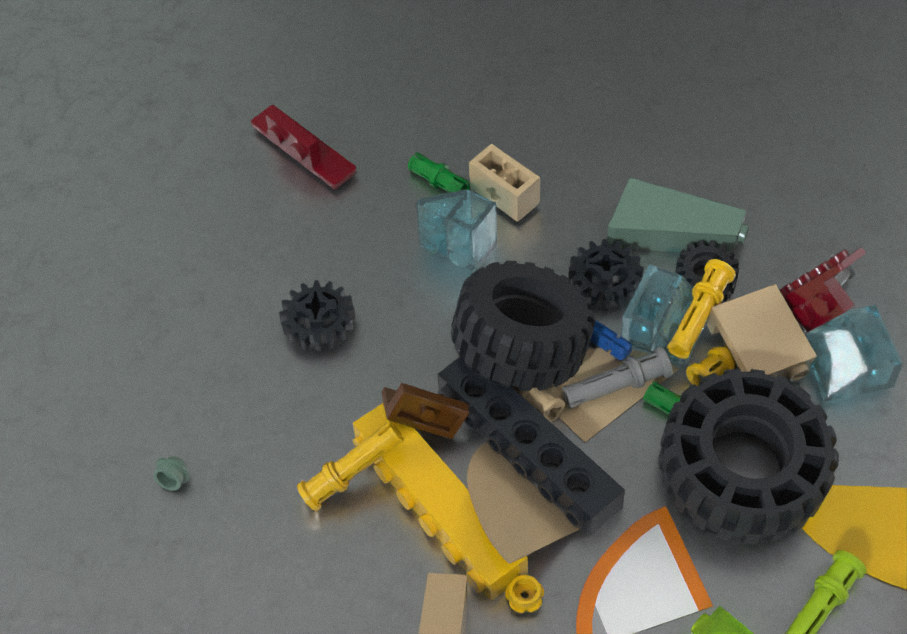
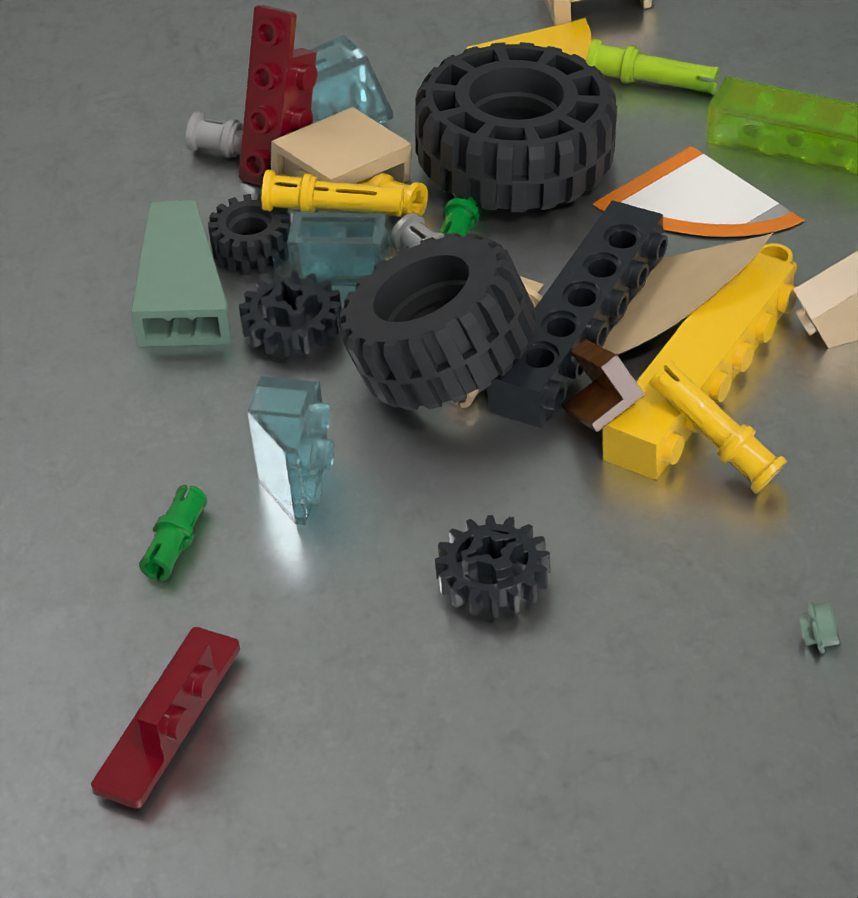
camera: 110 degrees left, 10 degrees down
(504, 182) = (178, 435): tan brick -> none

